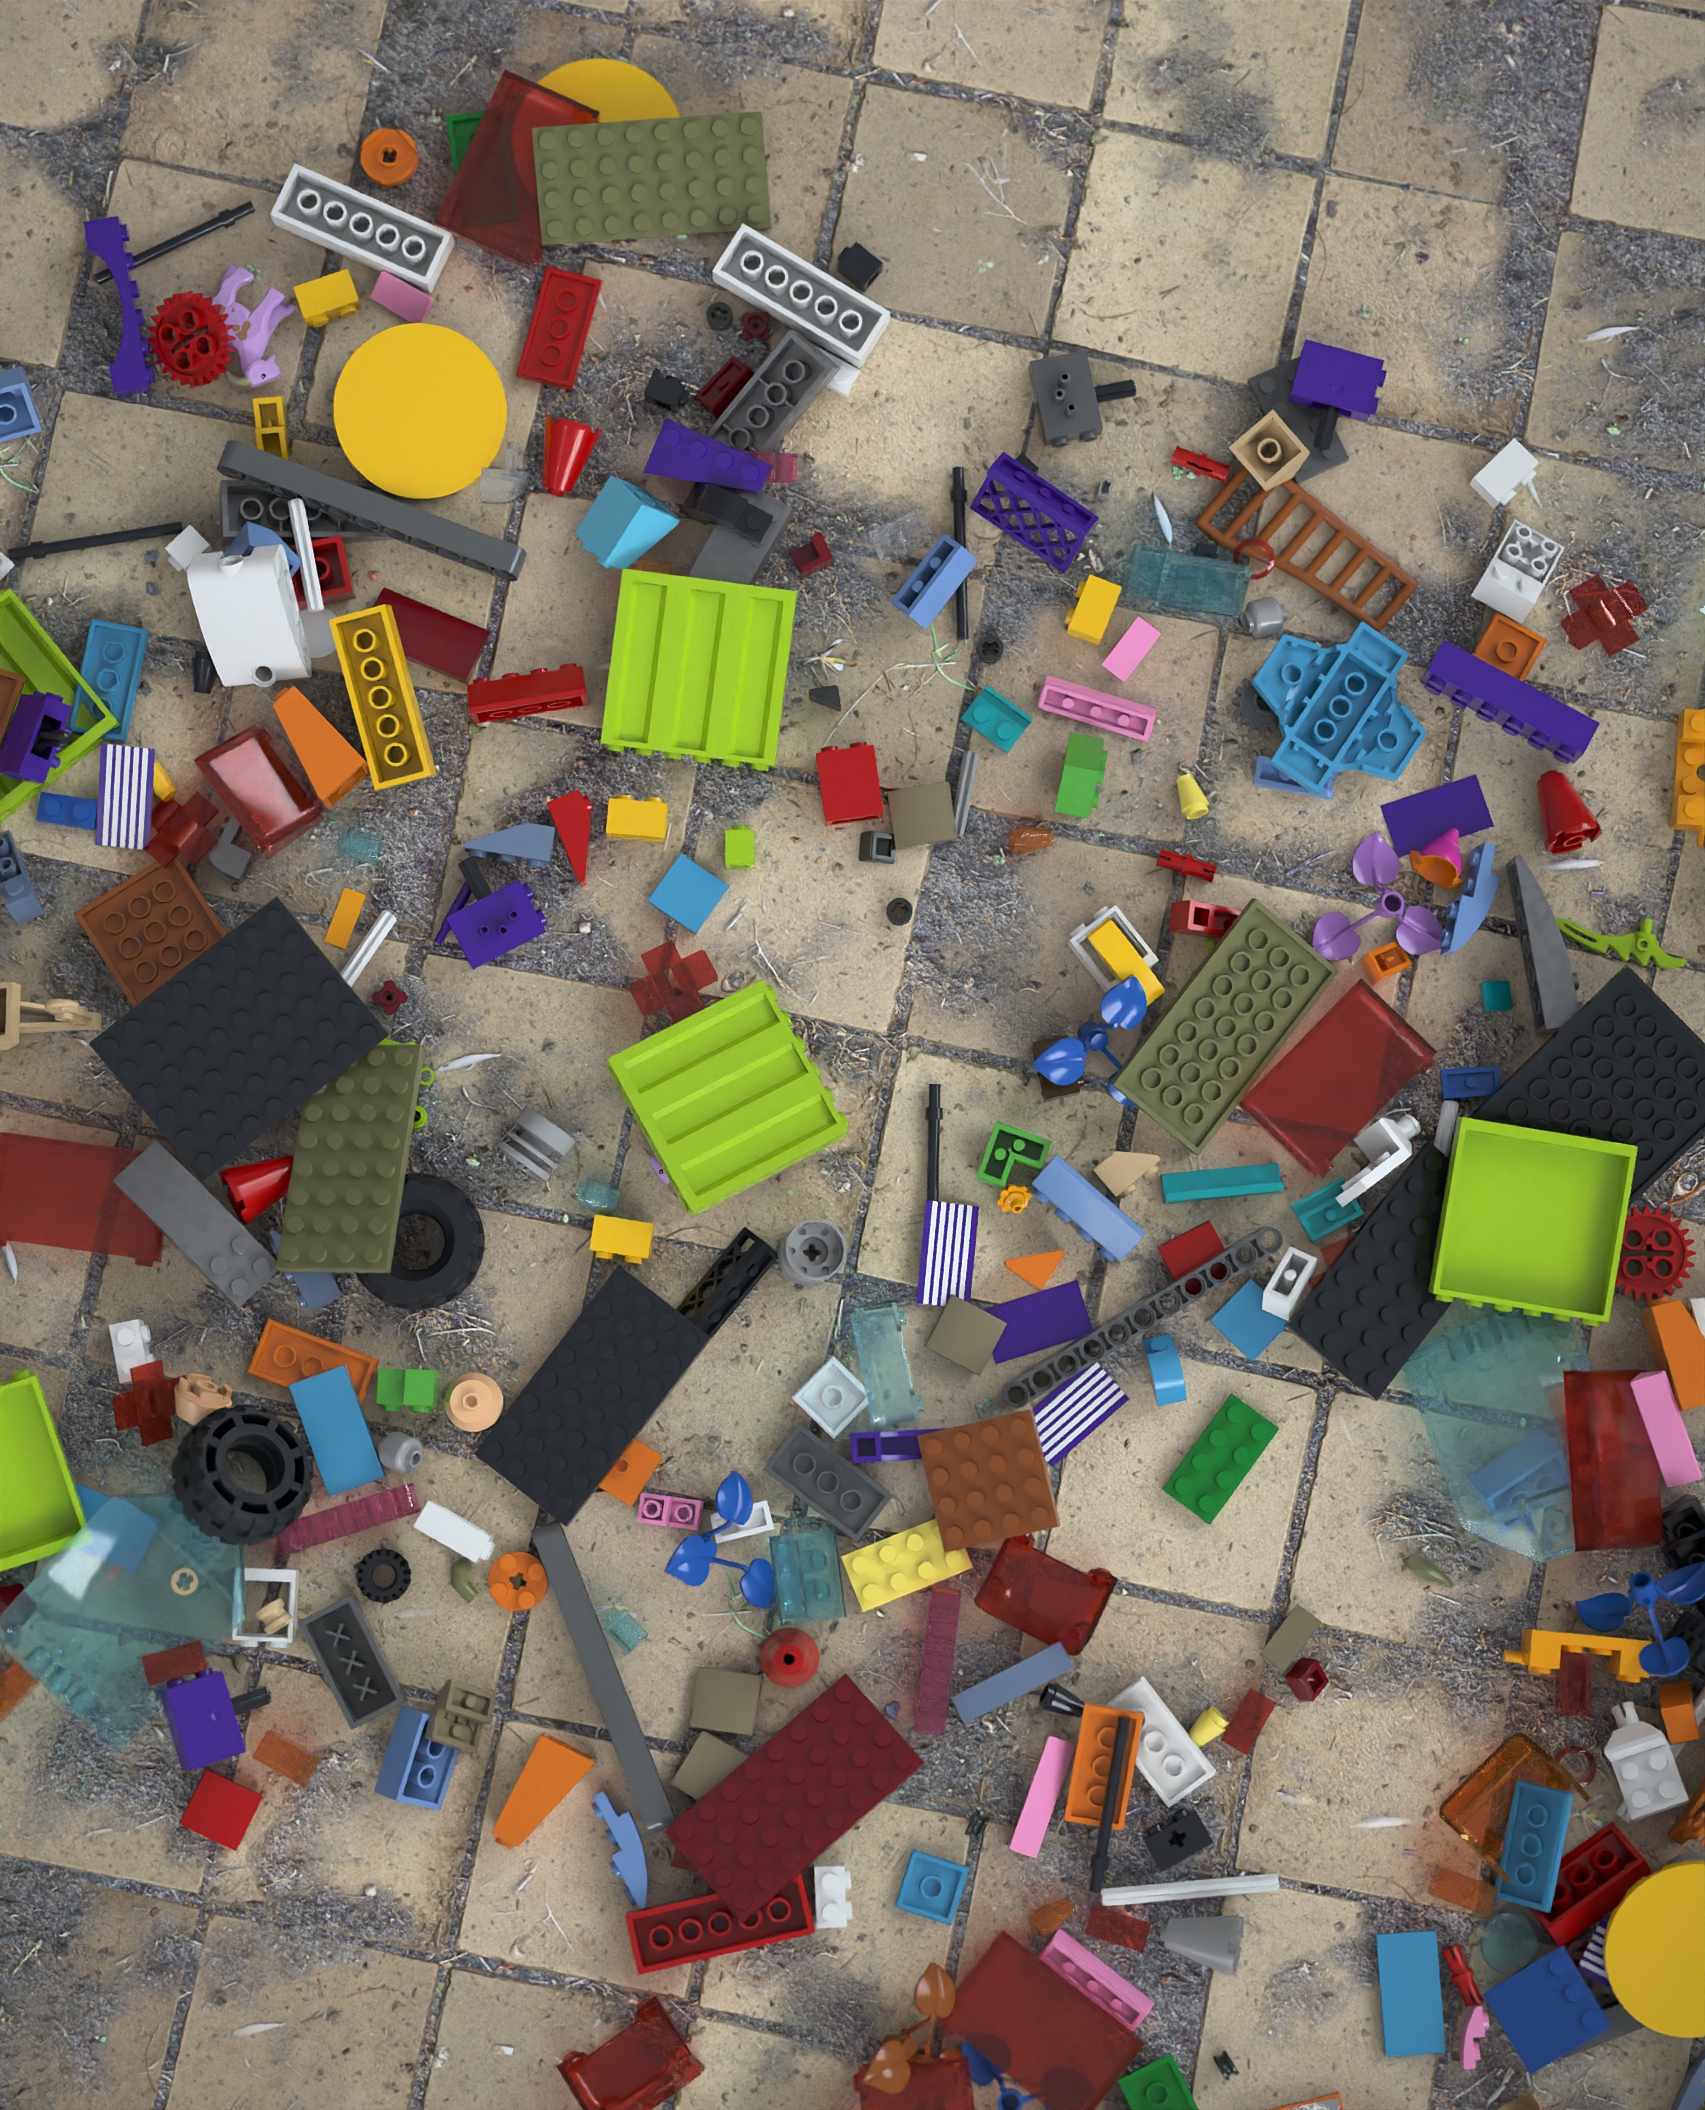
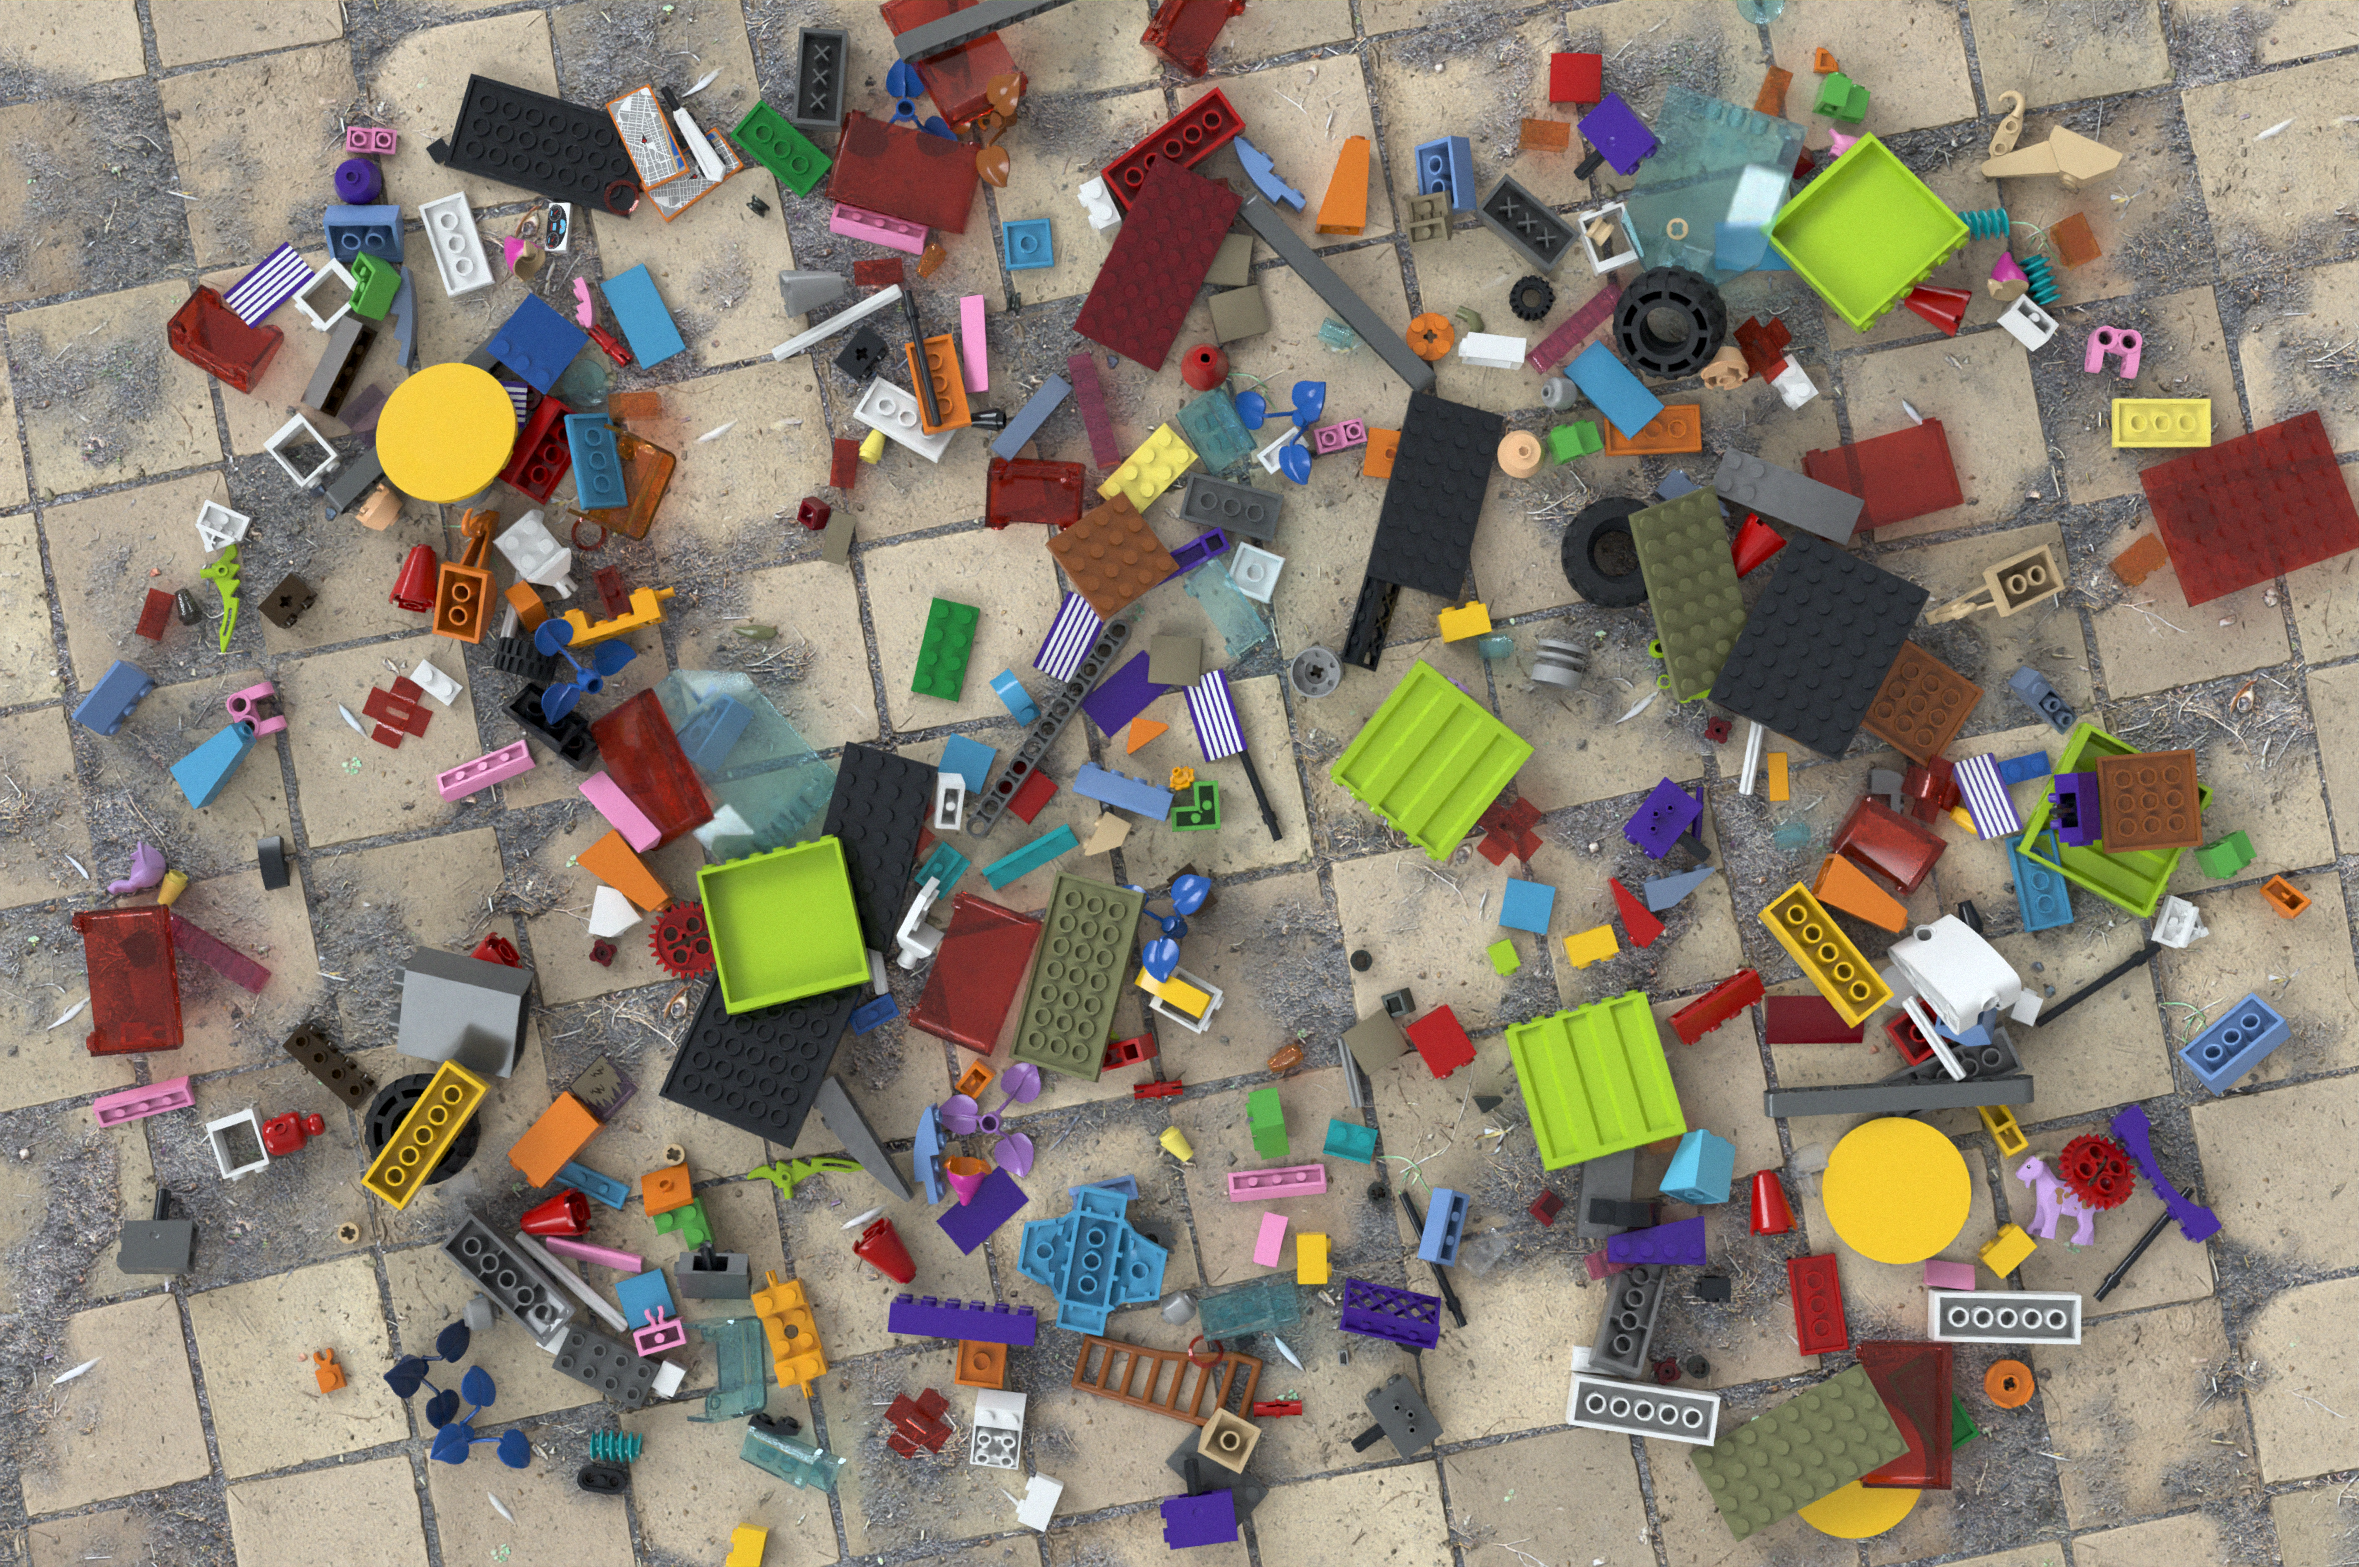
camera: 160 degrees right, 5 degrees up
(175, 1661) = (1658, 166): clear red brick -> none
(724, 387) = (1670, 1312): dark red slope -> none
(859, 266) = (1607, 1452): black brick -> none
(1495, 996) = (881, 1089): teal slope -> none

